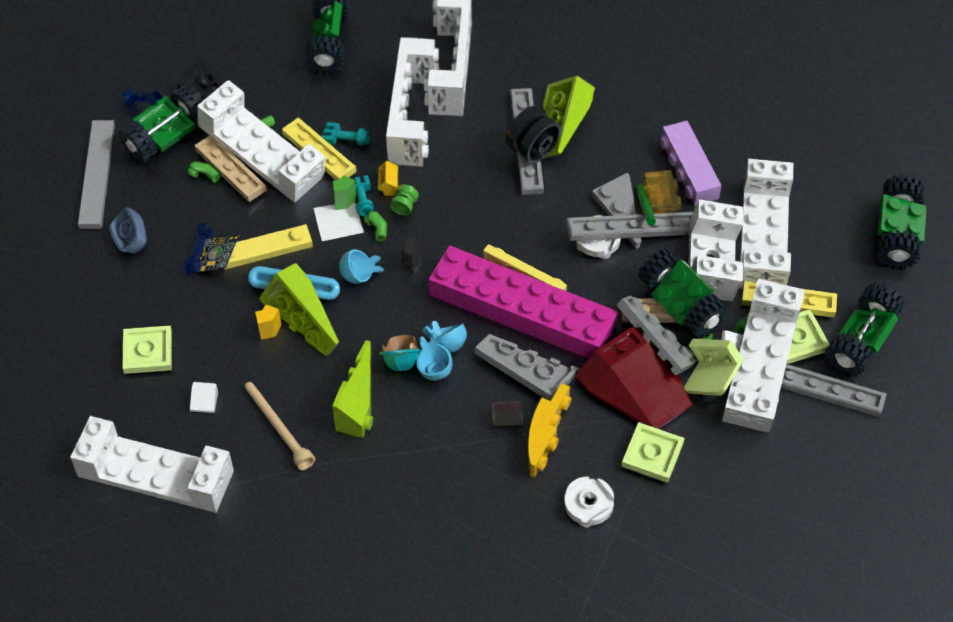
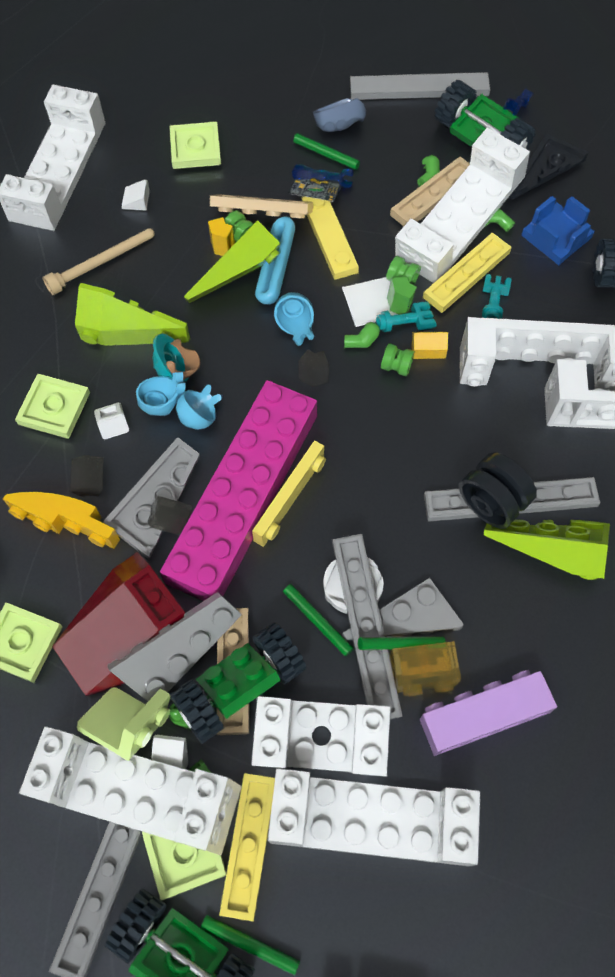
camera: 90 degrees right, 10 degrees up
(167, 247) = (326, 151): none -> green bar
(233, 290) = (251, 204): none -> tan plate
(248, 310) = (239, 224): none -> bright green wheel
(280, 87) = (559, 229): none -> blue panel
(316, 192) = (399, 268): none -> bright green wheel
(437, 447) = (52, 406): none -> yellowish green plate
(450, 405) = (111, 420): none -> white slope
(549, 347) = (169, 515): none -> clear smoke piece
(623, 262) = (318, 620): none -> green bar
(850, 300) = (250, 945): none -> green bar

